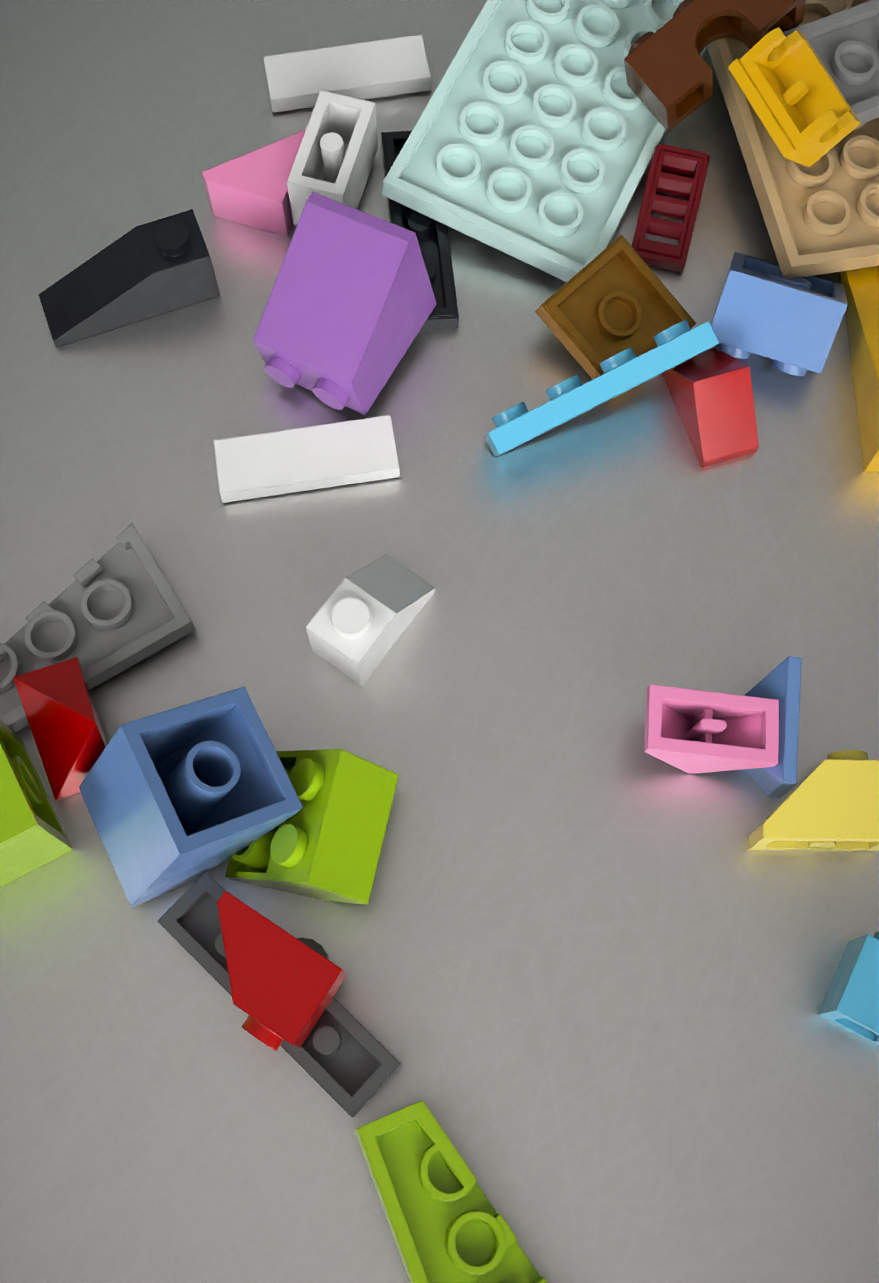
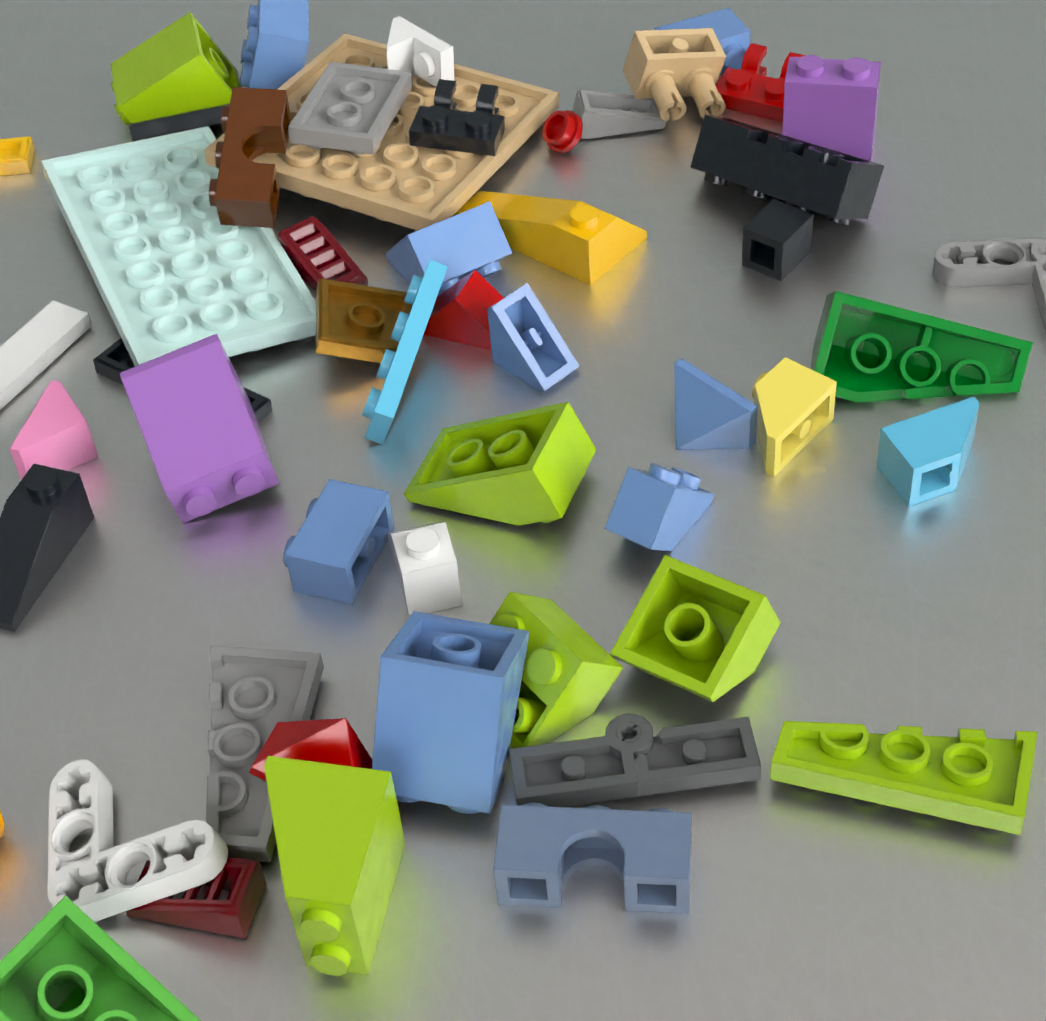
camera: 45 degrees left, 25 degrees down
(186, 1084) = (547, 844): none -> sand blue arch
(274, 975) = (620, 731): red slope -> none
(306, 458) = (260, 543): white tile -> none
(332, 526) = (339, 541): none -> medium blue brick
(334, 152) = (92, 383): white brick -> none
(457, 942) = (697, 630): none -> lime slope
(537, 597) = (506, 466): none -> lime slope
(596, 782) = (658, 506): none -> medium blue slope
(710, 729) = (685, 426): bright pink slope -> none
(716, 488) = (528, 341): none -> medium blue slope
(794, 96) = (335, 144): yellow hinge -> none

